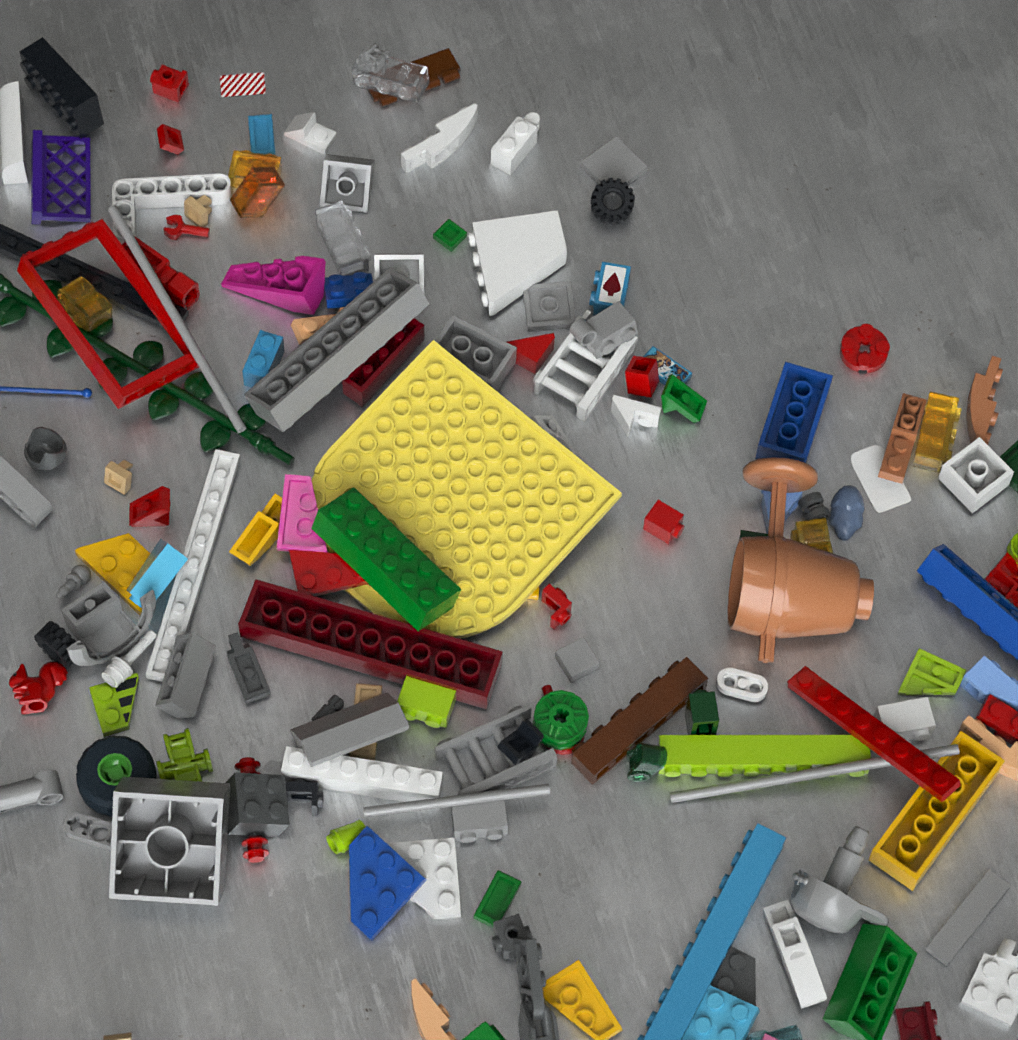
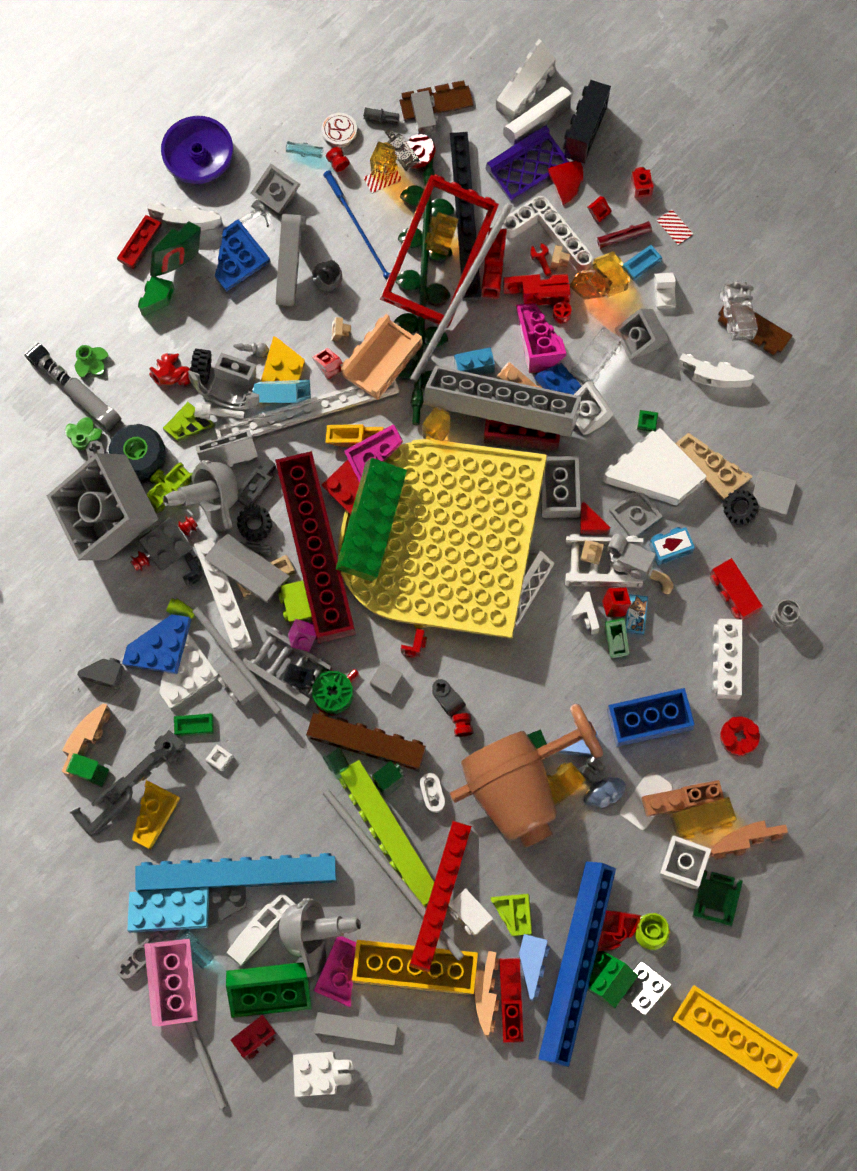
camera: 65 degrees right, 10 degrees up
(41, 825) = (84, 432): none -> bright green plate
(110, 151) = (566, 180): none -> red brick
(189, 448) = (381, 357): none -> light nougat panel
(217, 133) = (625, 234): none -> dark red pin
(225, 249) = (537, 290): none -> red plate
(230, 713) = (209, 482): none -> light grey piece
(263, 237) = (562, 307): none -> red wheel
(294, 682) = (254, 512): none -> black tyre
(314, 435) = (437, 425): none -> clear yellow brick
(370, 964) = (103, 673): none -> dark grey slope
(471, 713) = (302, 635): none -> magenta brick
(515, 143) = (745, 420): white brick -> none
(556, 893) = (219, 758): none -> white tile
(566, 196) = (720, 473): none -> tan wing
(569, 367) = (592, 552): none -> tan tile
(641, 607) = (449, 700): none -> dark grey piece
(652, 320) = (664, 579): none -> tan arm
(664, 522) = (518, 677): red brick -> none
(682, 609) = (462, 724): none -> red wheel
(701, 259) = (735, 590): none -> red brick
(759, 226) = (786, 613): none -> light grey wheel
(774, 309) = (728, 659): none -> white brick
(888, 896) = (336, 976): none -> dark pink wing

